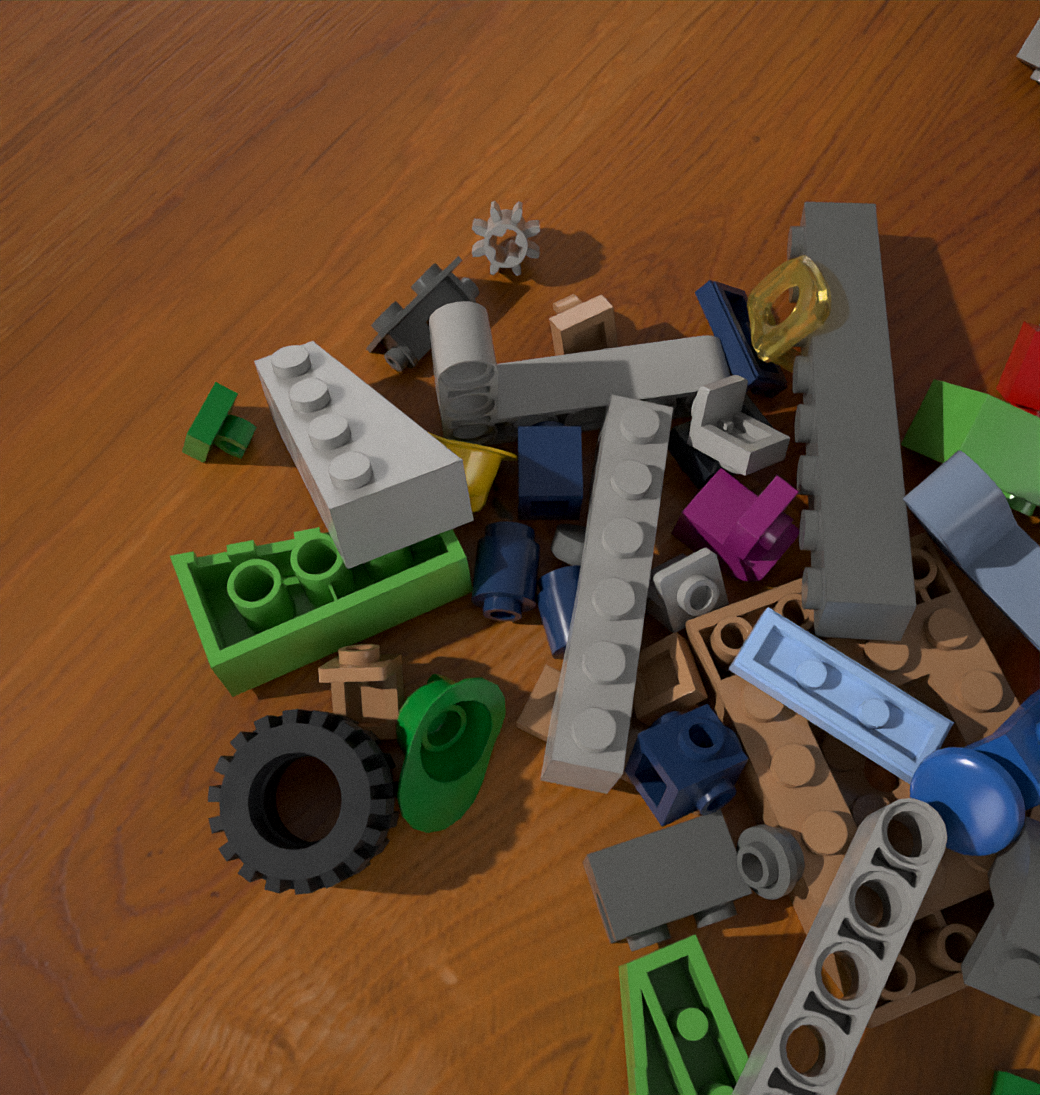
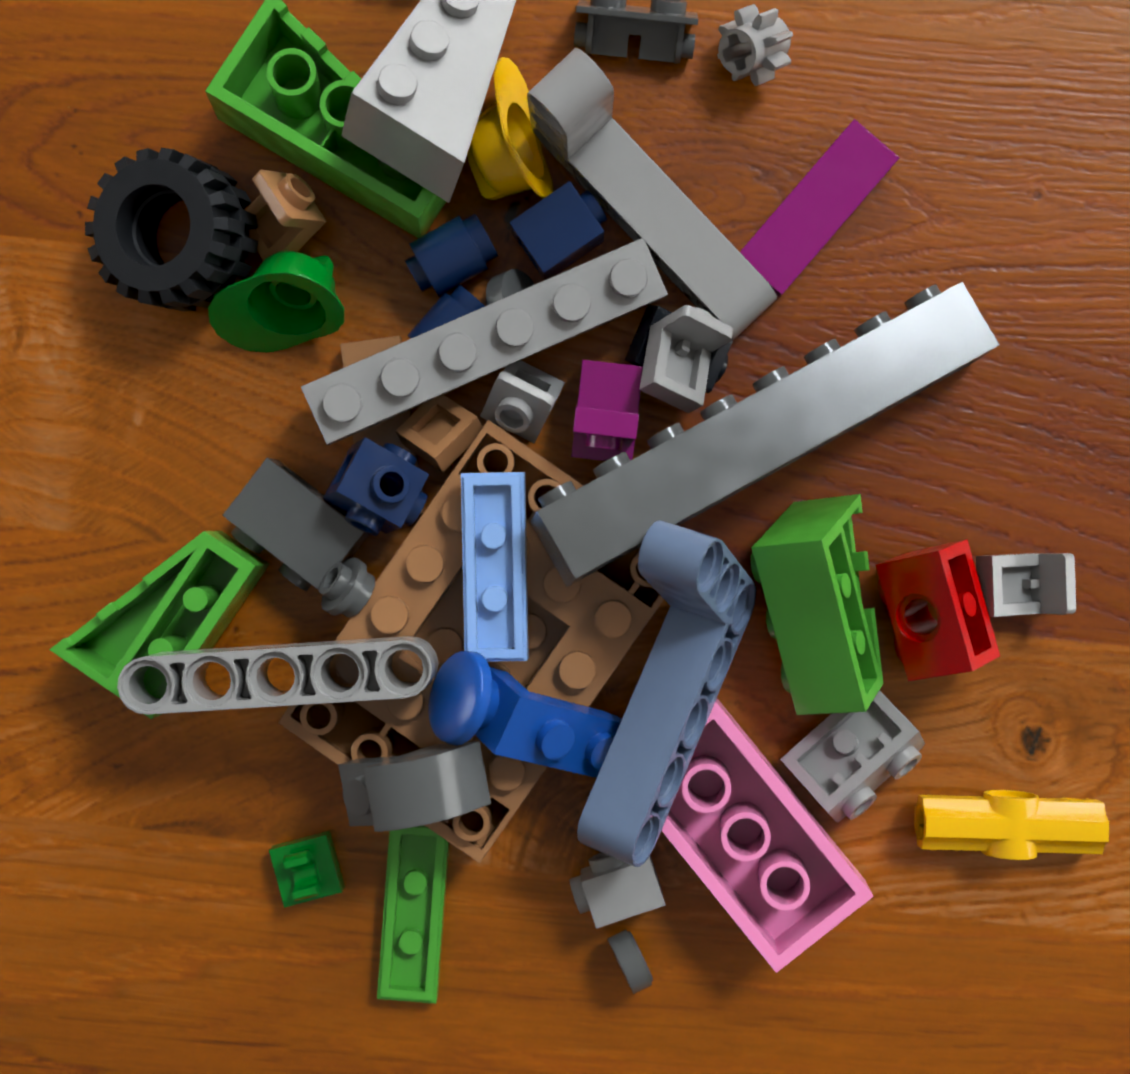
camera: 55 degrees right, 20 degrees up
(583, 325) = (707, 171): medium nougat tile -> none
(660, 271) = (818, 206): none -> magenta tile
(729, 320) = (791, 306): dark blue tile -> none
(773, 341) = (796, 340): clear yellow piece -> none

